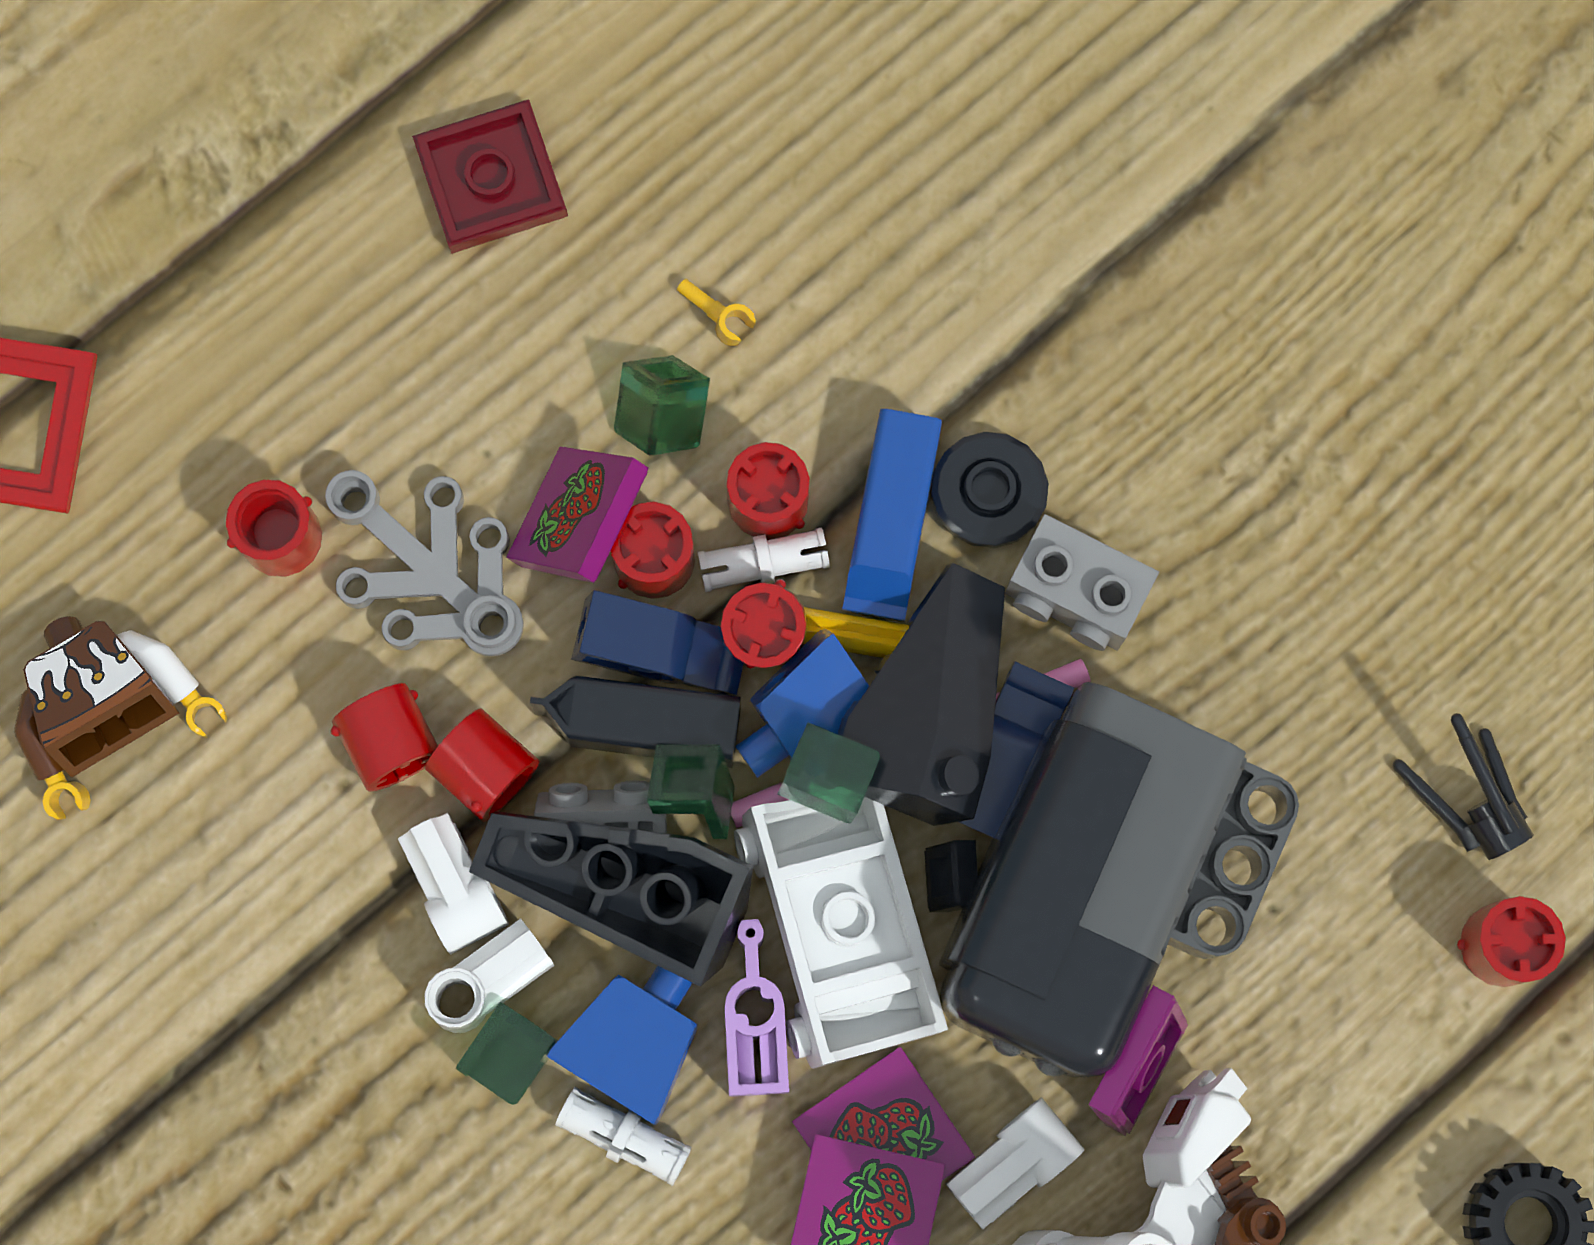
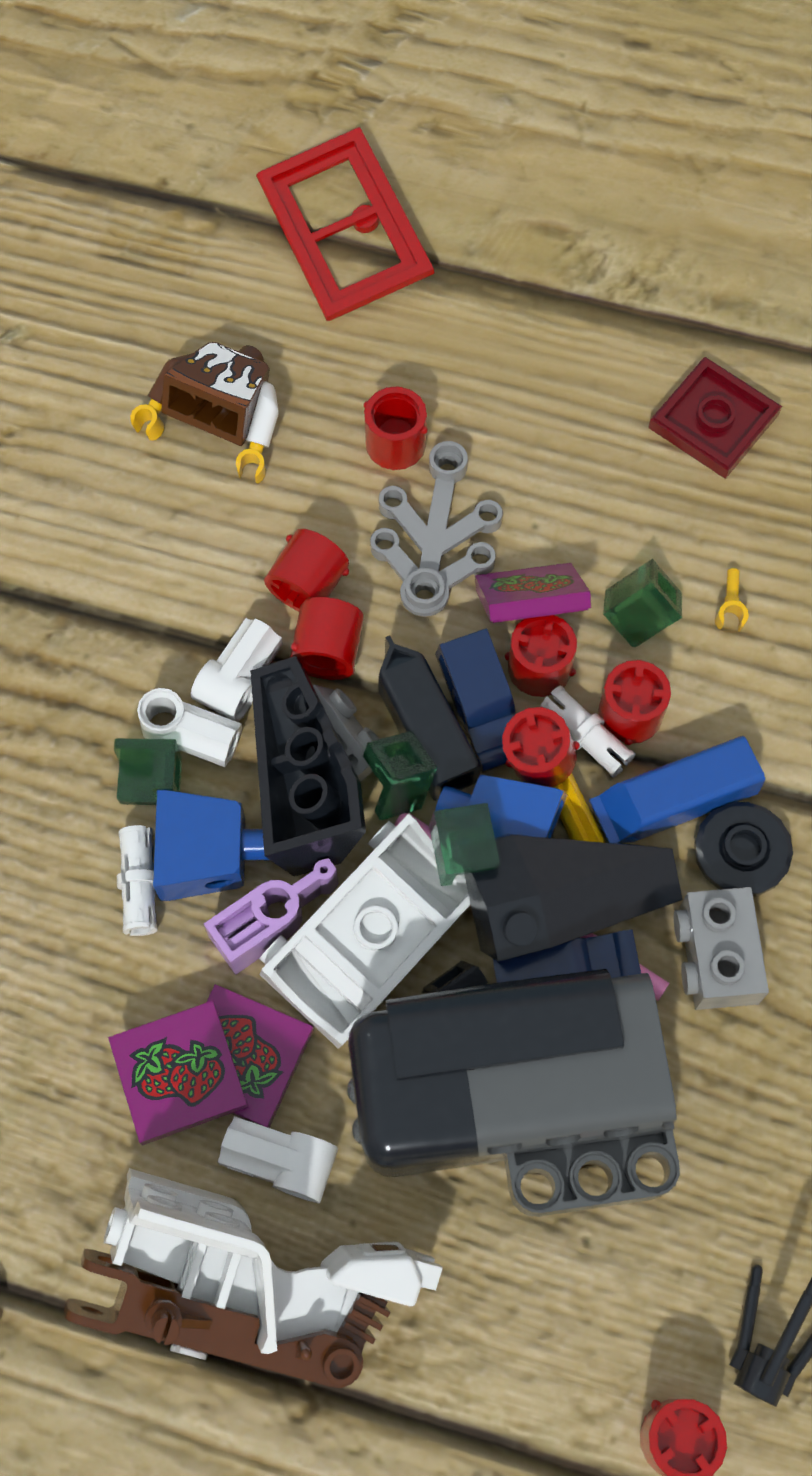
camera: 60 degrees right, 10 degrees down
(1142, 1062) = (405, 1197): magenta tile -> none

